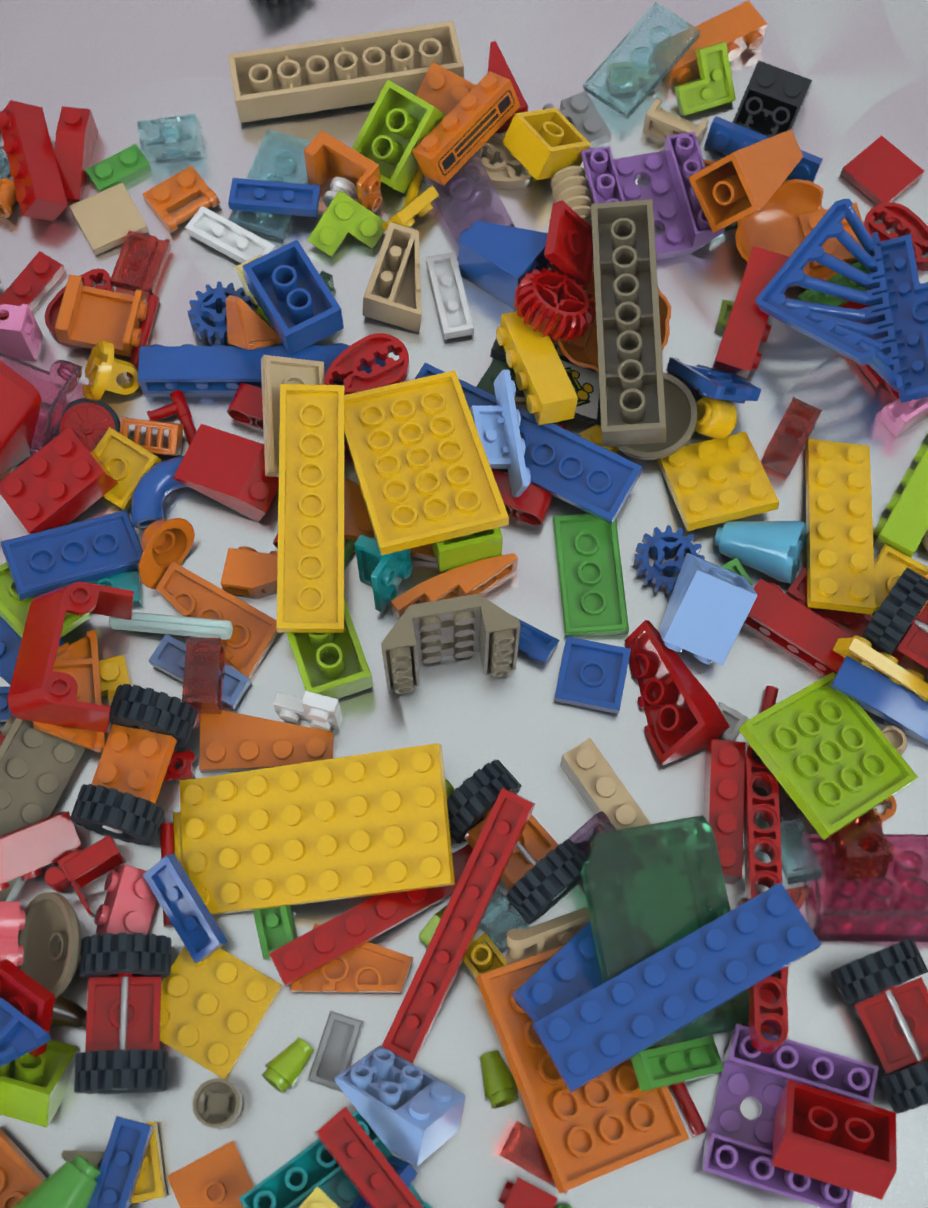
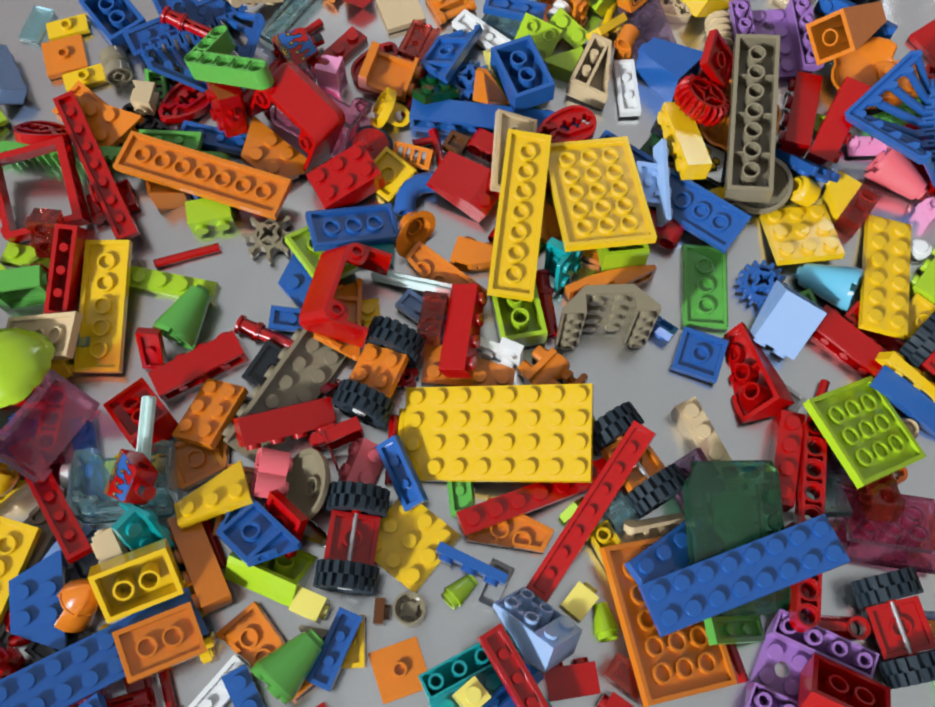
camera: 10 degrees right, 0 degrees up
(66, 800) = (329, 389): none -> dark red tile
(75, 1119) = (310, 605): none -> light yellow brick
(169, 335) = (433, 90): none -> dark green plate
(179, 1113) = (381, 611): none -> reddish brown plate
(186, 275) = (449, 53): none -> blue wing
(211, 409) = (455, 142): none -> reddish brown plate
(249, 688) = (462, 331): none -> red brick
(298, 1027) = (471, 565): none -> blue plate
(317, 235) = (543, 34): none -> lime hinge
(354, 272) = (563, 64): none -> lime slope
(363, 616) = (545, 294): none -> red pin
(381, 726) = (548, 369): none -> orange hips
(439, 230) = (626, 42): none -> orange piece
(459, 1054) = (579, 601): none -> light yellow brick
(459, 1169) = (571, 680): none -> red brick
(699, 303) = (800, 113): none -> red brick
(764, 416) = (839, 194): none -> yellow slope
(790, 341) = (865, 146): none -> bright pink hinge
(823, 1034) = (841, 626): none -> red piece
(841, 378) = (896, 174): none -> coral cone
(885, 479) = (920, 249): none -> white plate

